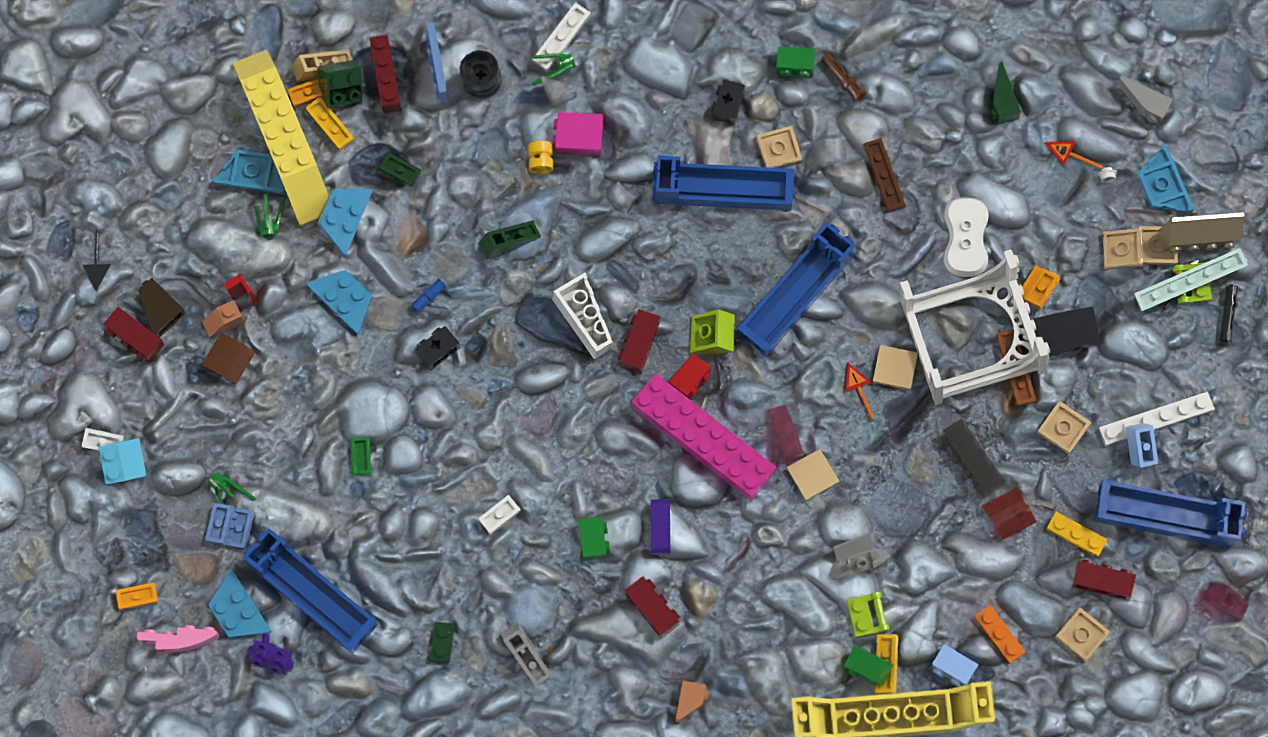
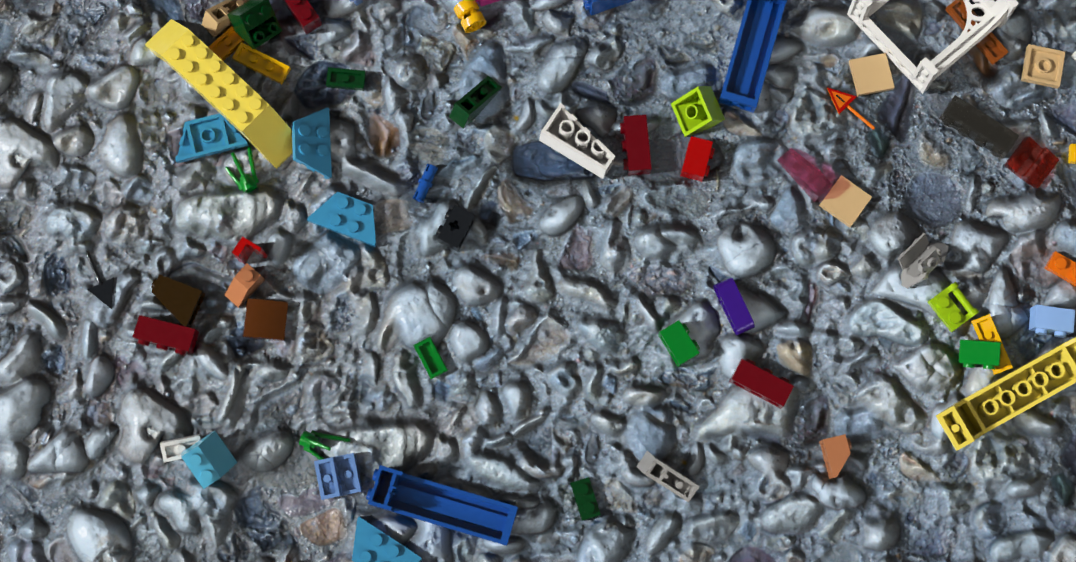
camera: 30 degrees left, 5 degrees up
(499, 514) = (583, 358): white plate -> none
(703, 437) = (735, 208): dark pink brick -> none

